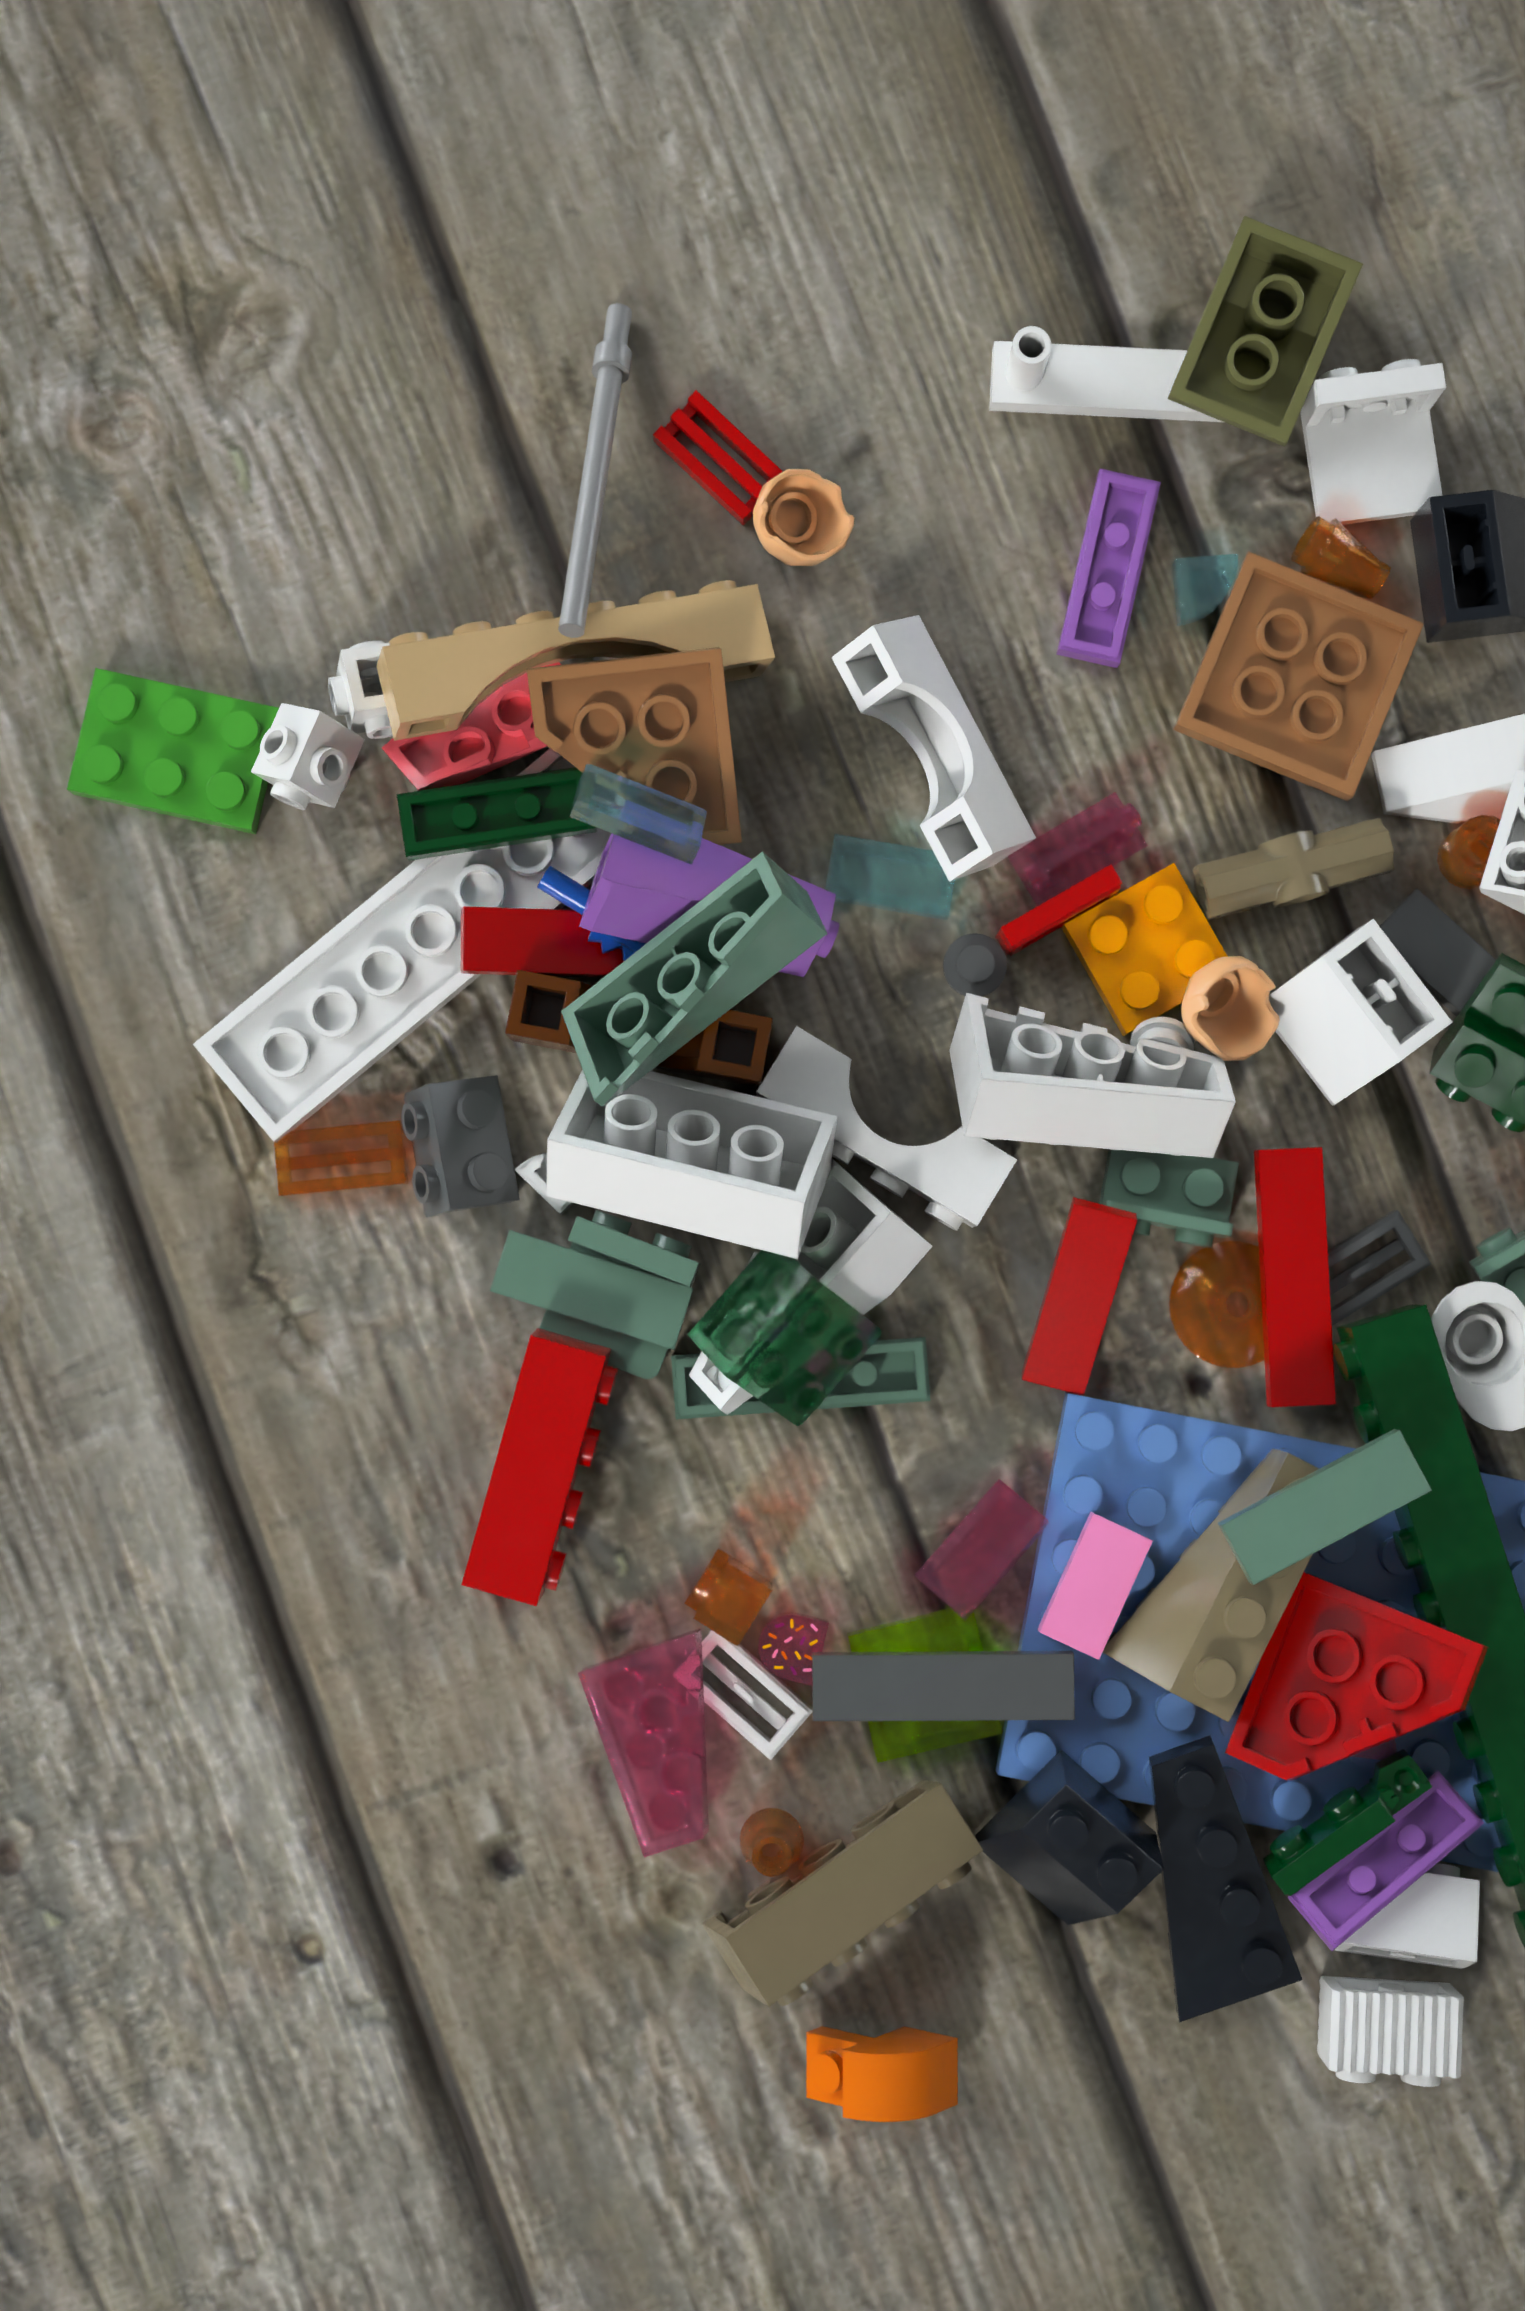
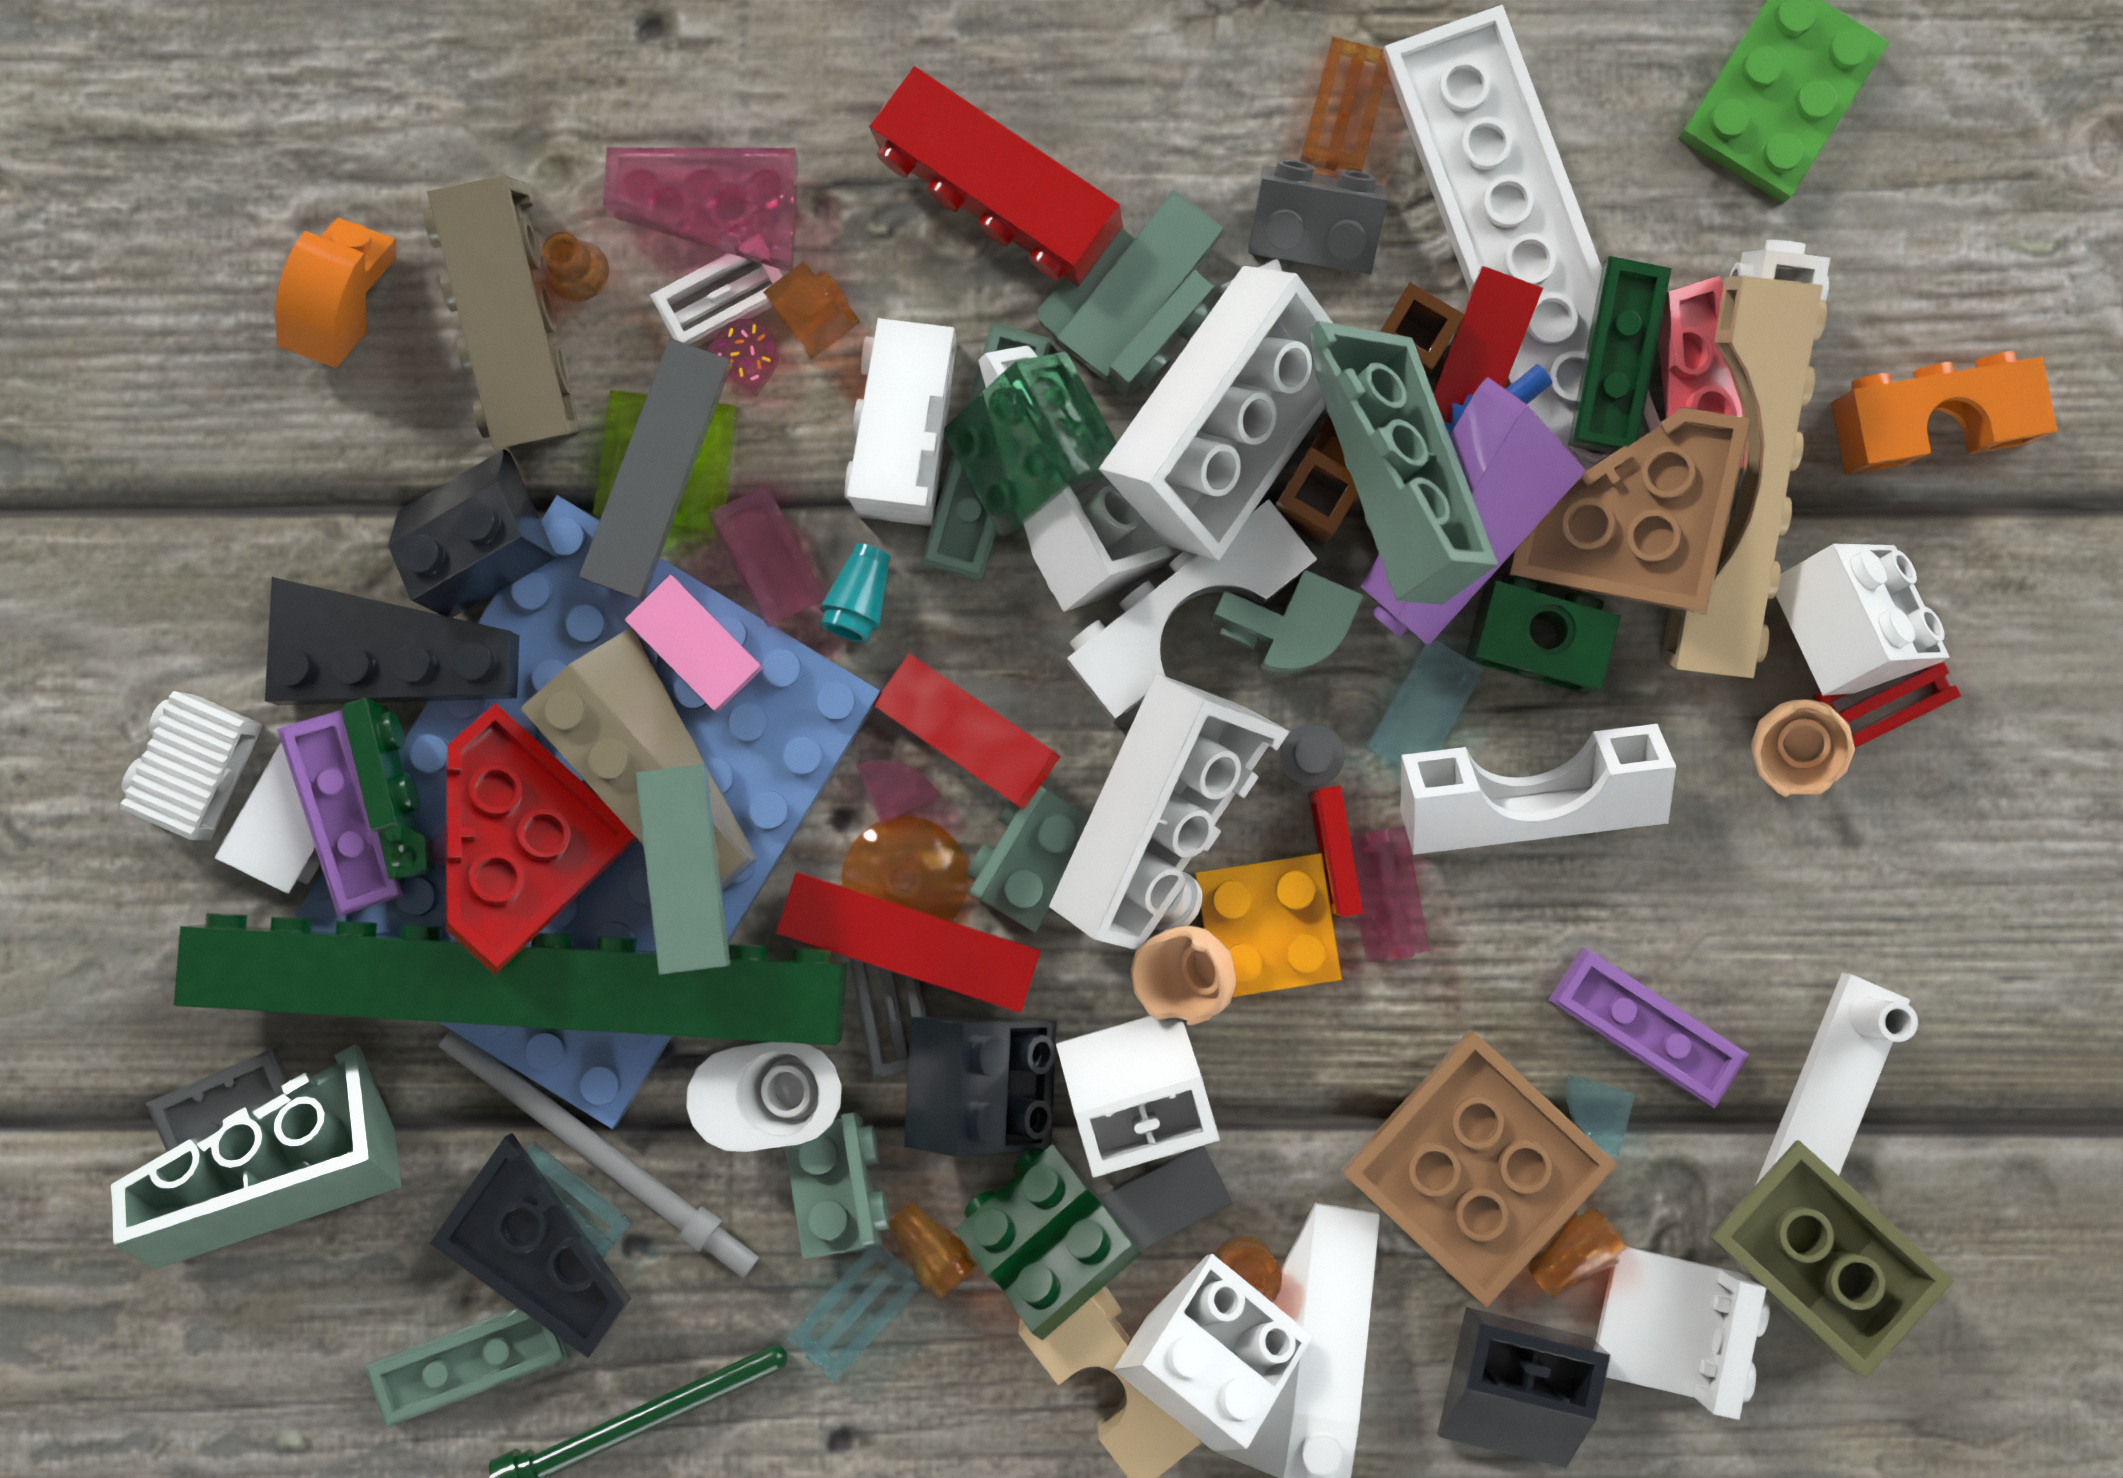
camera: 110 degrees right, 0 degrees up
(307, 757) = (1735, 200): white brick -> none
(410, 450) = (1994, 404): none -> orange arch
(611, 369) = (2009, 621): light grey bar -> none
(638, 813) = (1573, 477): clear light blue tile -> none
(665, 507) = (1859, 617): none -> white slope
(797, 755) = (1582, 635): none -> dark green brick
(808, 1468) = (901, 422): none -> white wedge
(867, 1013) = (1304, 634): none -> sand green brick
(985, 1449) = (857, 595): none -> teal cone
(1152, 1344) = (895, 788): none -> clear pink tile
(1293, 869) = (1294, 1091): dark tan piece -> none
(1400, 1161) = (980, 1084): none -> black slope

